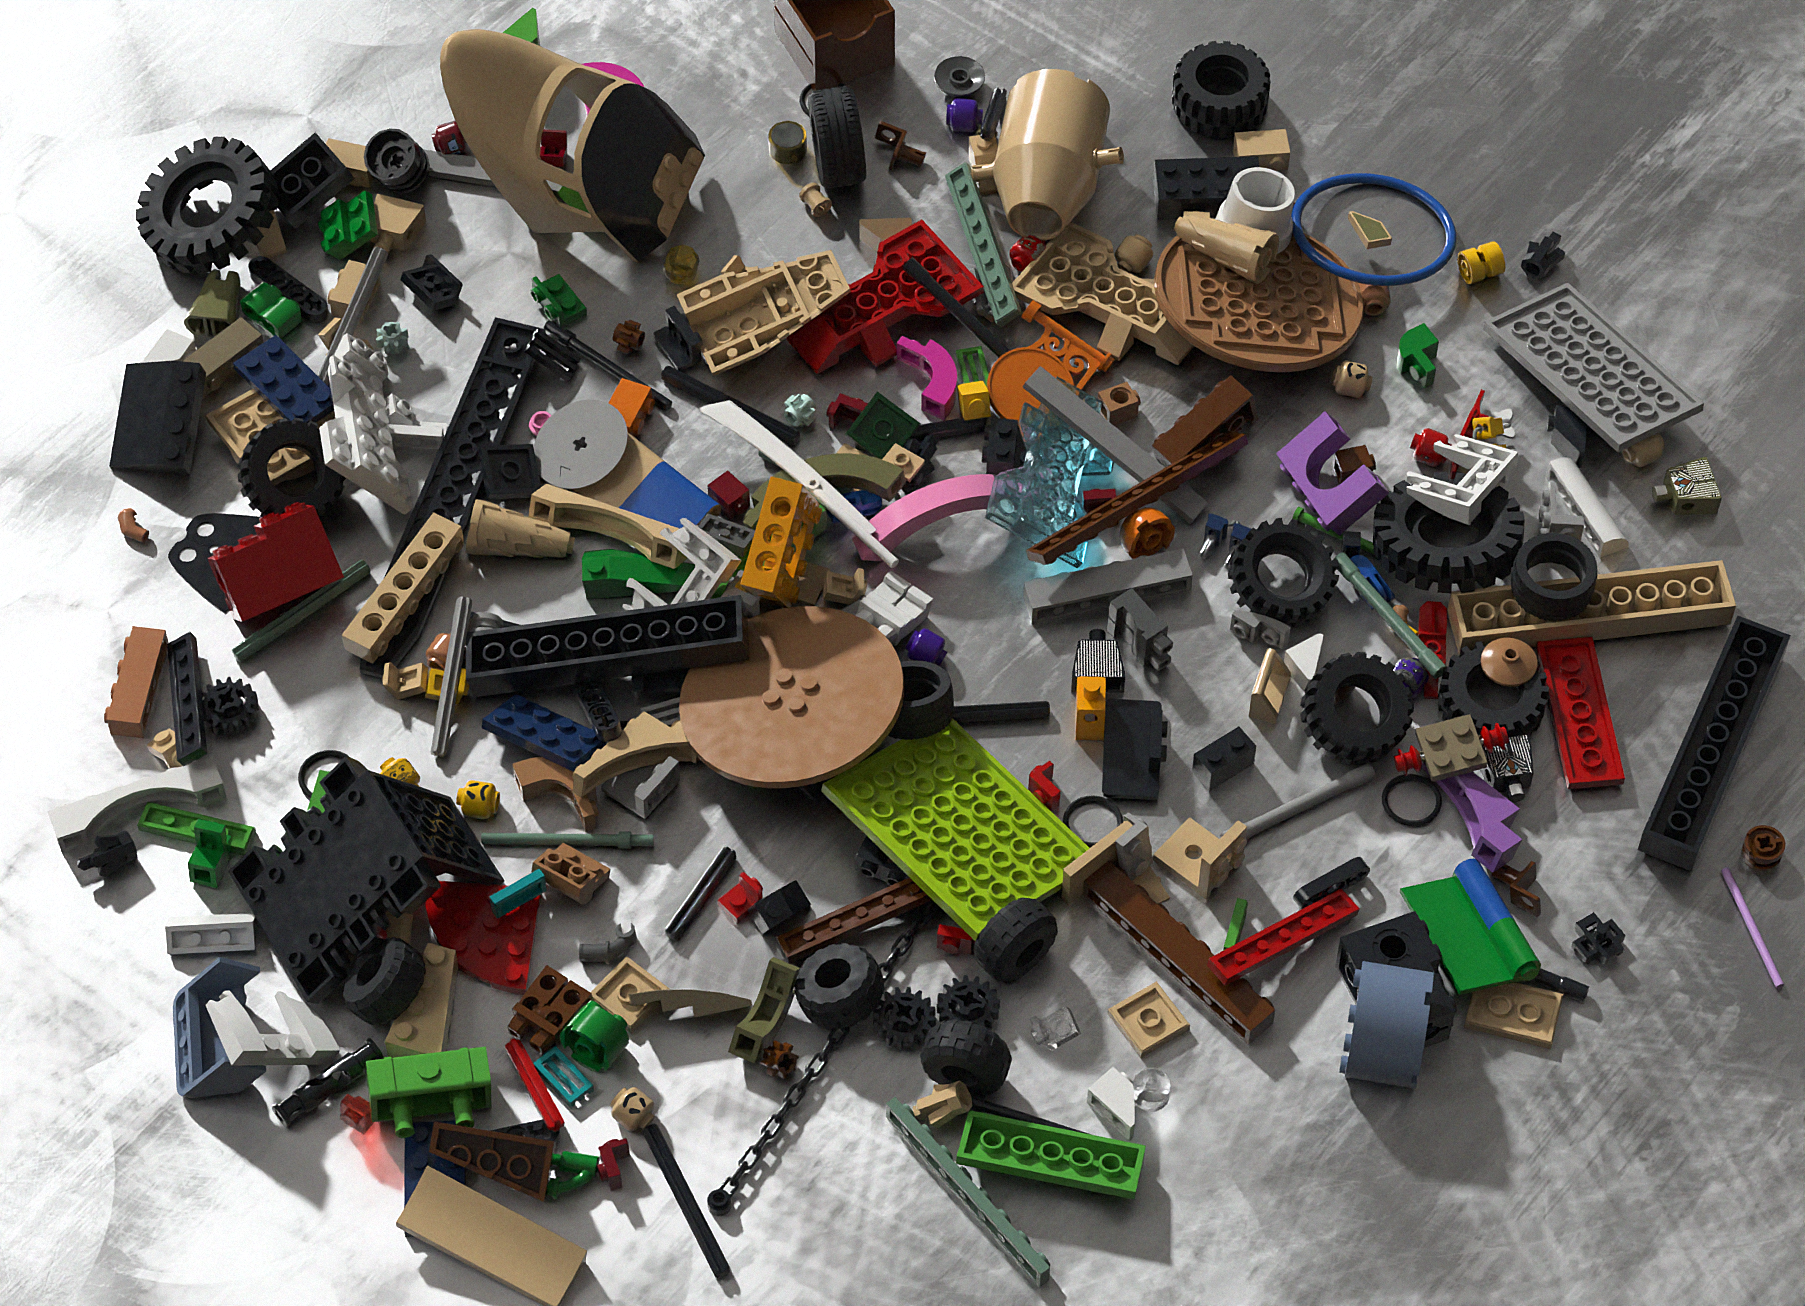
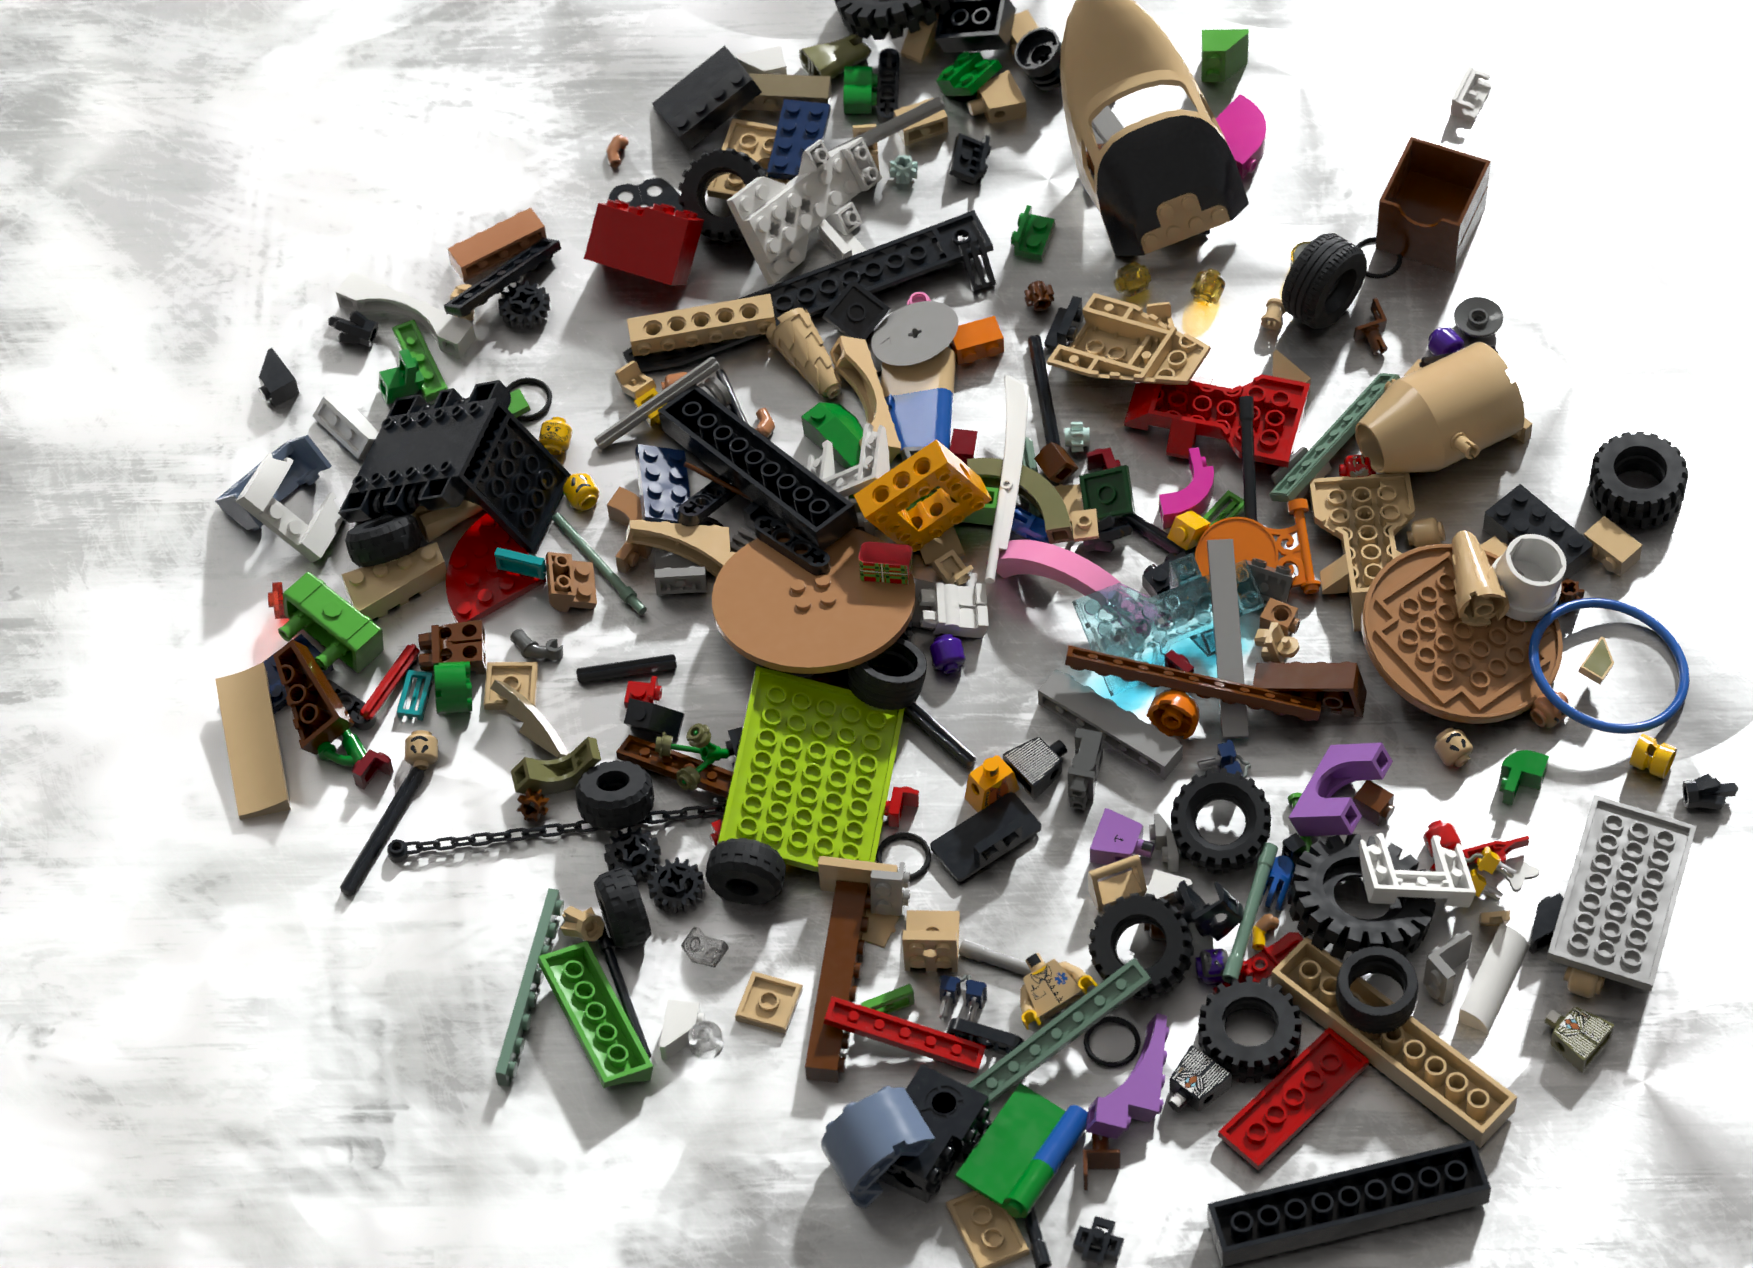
camera: 55 degrees right, 0 degrees up
(97, 954) = (276, 380): none -> black slope
(299, 611) = (638, 287): sand green axle -> none
(318, 1089) = (282, 568): black piece -> none
(545, 614) = (766, 423): none -> nougat arm
(569, 339) = (1006, 267): black bar -> none
(591, 685) = (716, 480): none -> reddish brown axle
(720, 679) = (796, 542): none -> black beam
(743, 222) = (1207, 287): none -> clear yellow head
(811, 441) = (1056, 463): none -> reddish brown brick
(814, 606) = (885, 562): none -> piece
(865, 880) = (699, 738): none -> olive plant
(1085, 376) = (1271, 581): none -> dark grey bracket
(1146, 423) = (1275, 644): none -> tan hips
(1224, 758) = (1027, 897): black brick -> none
(1226, 658) = (1118, 839): none -> medium lavender torso
(1283, 864) = (950, 990): none -> dark blue piece
(1334, 801) = (1050, 988): none -> tan torso
(1379, 647) = (1204, 914): none -> black piece
(1388, 818) = (1061, 1031): none -> sand green plate
(1451, 748) = (1164, 1030): dark tan plate -> none
(1507, 670) = (1279, 1026): medium nougat dish -> none
(1539, 462) = (1494, 918): none -> tan tile

